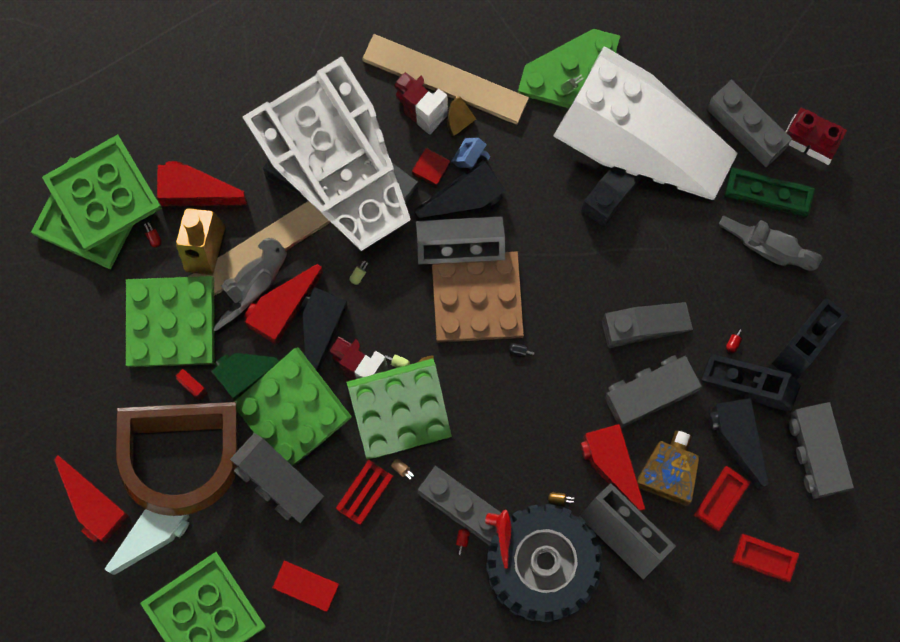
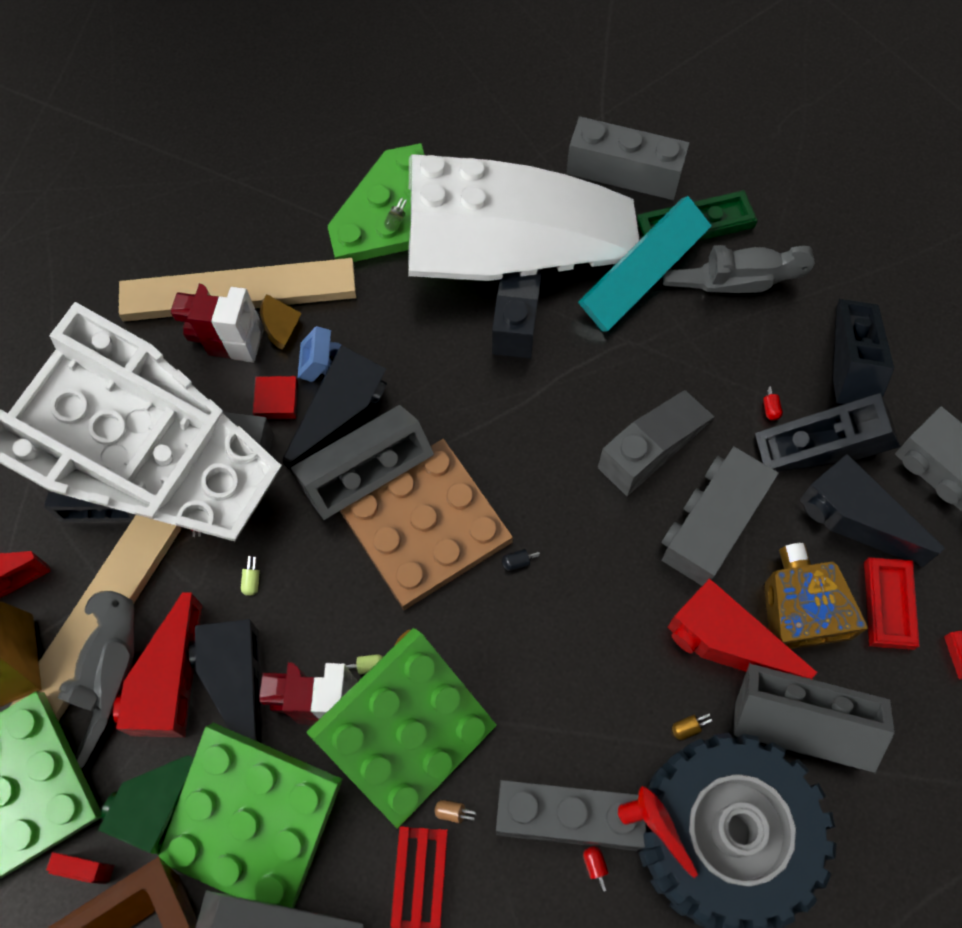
camera: 25 degrees left, 10 degrees down
(712, 205) = (644, 264): none -> teal tile
(822, 135) = (712, 130): dark red hips -> none

